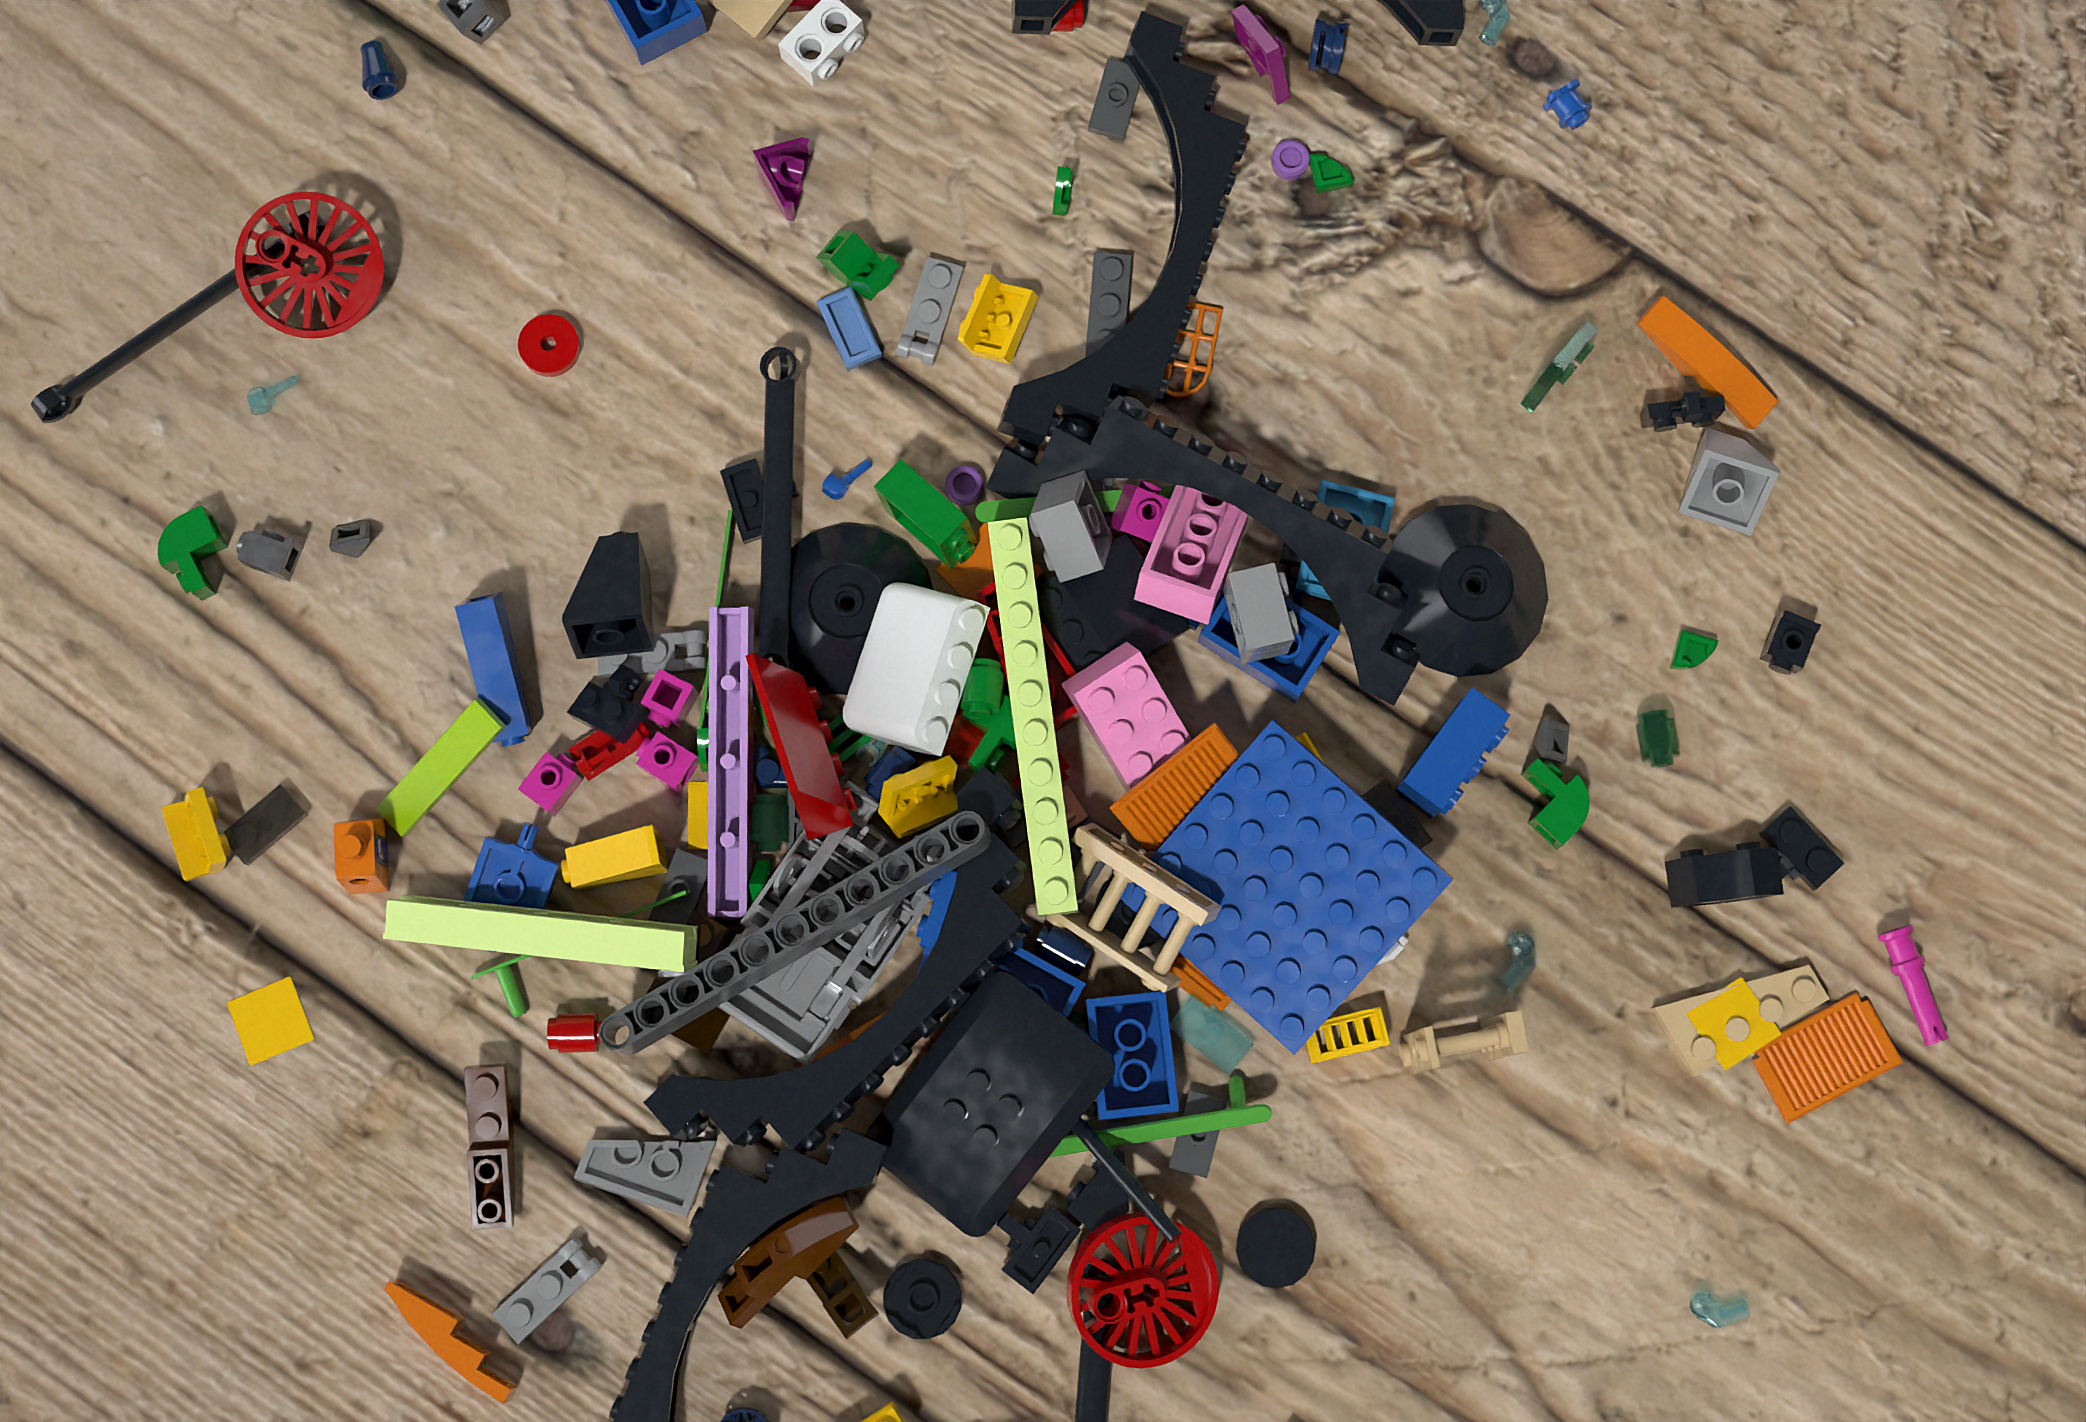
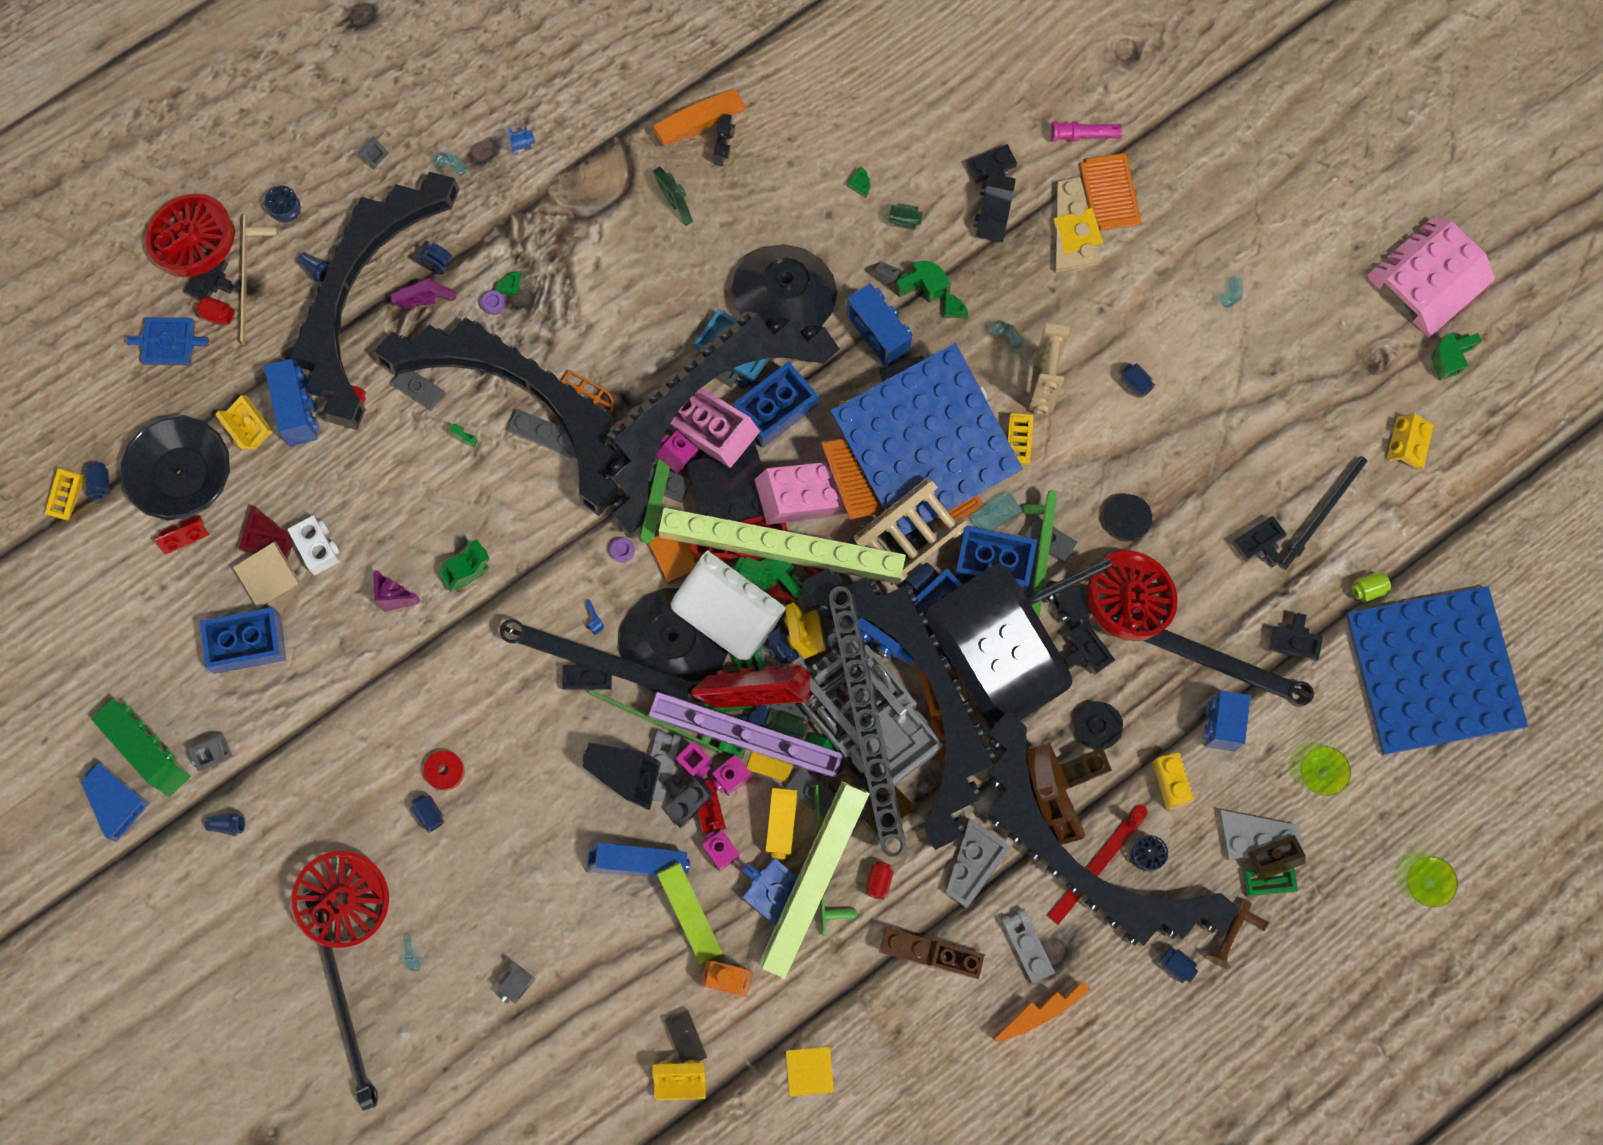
camera: 70 degrees left, 5 degrees down
(185, 544) = (488, 1032): green brick -> none
(350, 539) = (523, 929): dark grey slope -> none
(477, 342) = (427, 813): none -> dark blue brick
(718, 1367) = (1101, 860): none -> red piece
(849, 328) = (501, 587): medium blue tile -> none
(926, 514) = (636, 572): green window -> none
(930, 310) = (507, 535): light grey plate -> none
(996, 319) = (529, 497): yellow bracket -> none
(1071, 527) = (675, 489): light grey brick -> none
(1259, 612) = (766, 396): light grey brick -> none
(1510, 1194) = (1137, 379): none -> dark blue brick
(1532, 864) = (954, 307): none -> green tile
(1728, 483) = (772, 129): light grey slope -> none
(1778, 654) = (873, 136): black brick -> none

